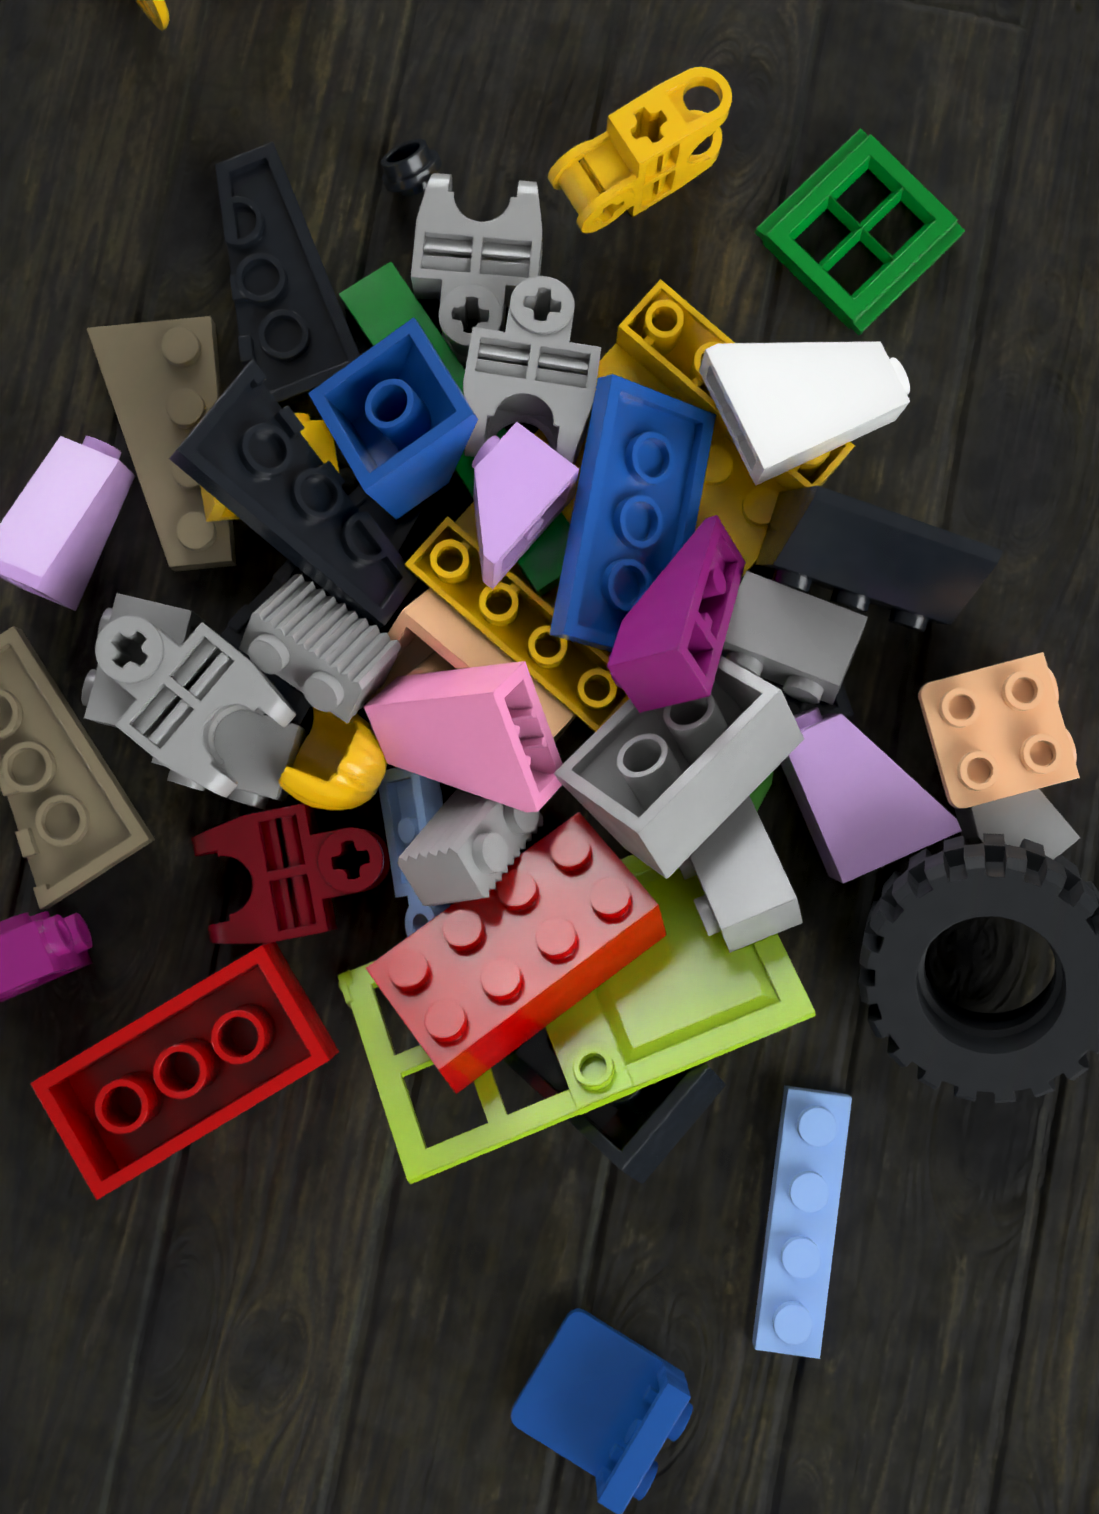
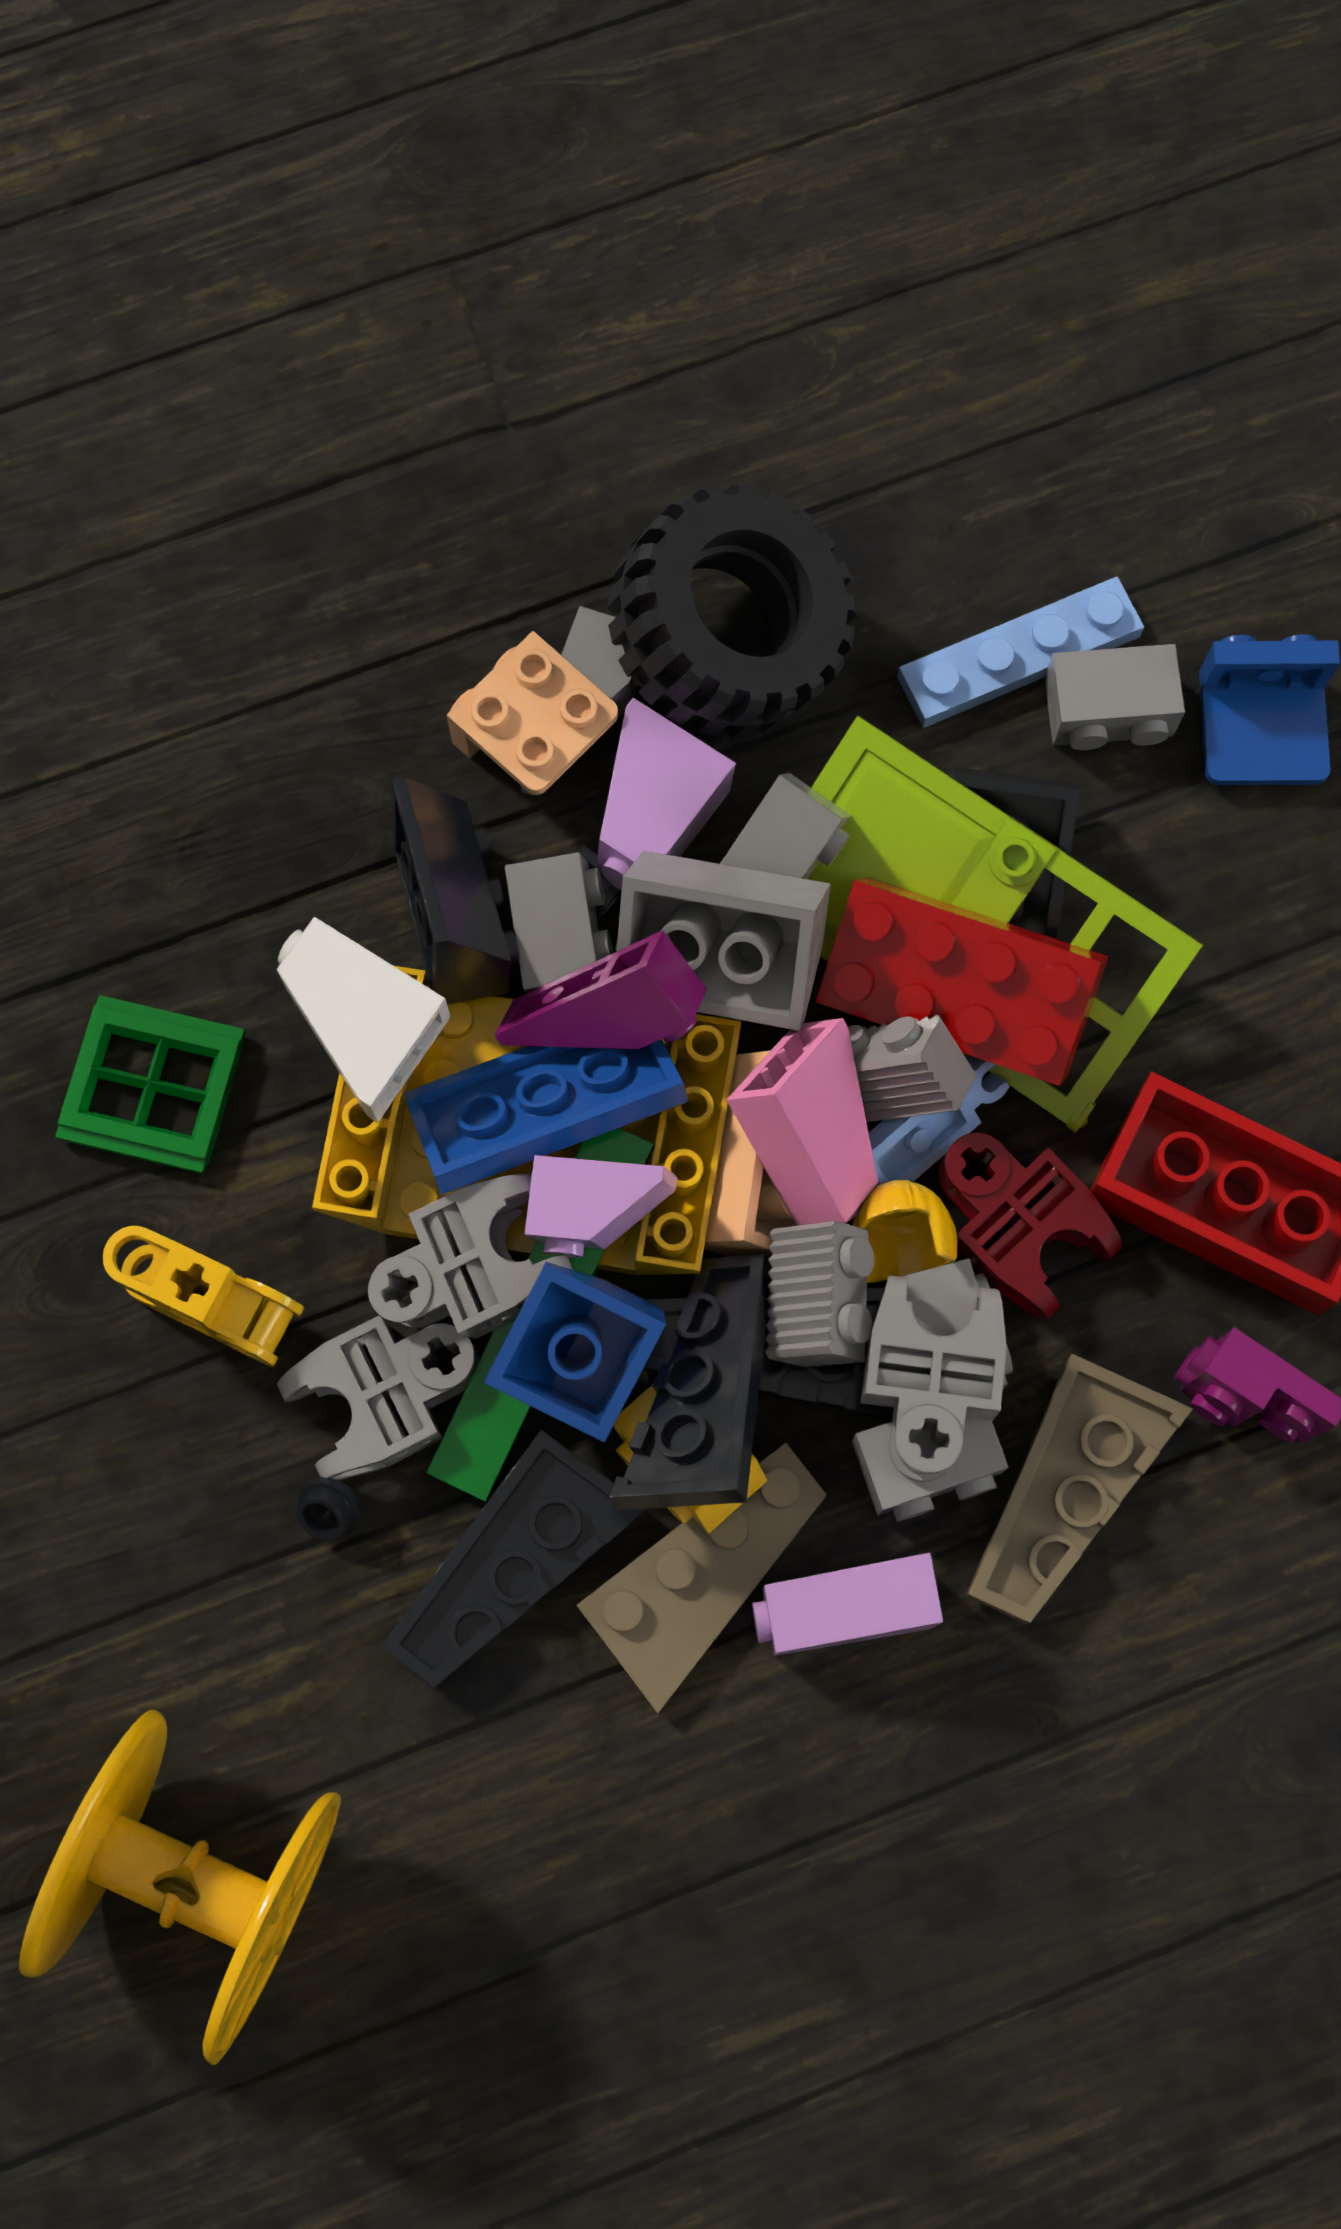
camera: 120 degrees left, 10 degrees down
(703, 1275) = (1114, 696): none -> light grey brick

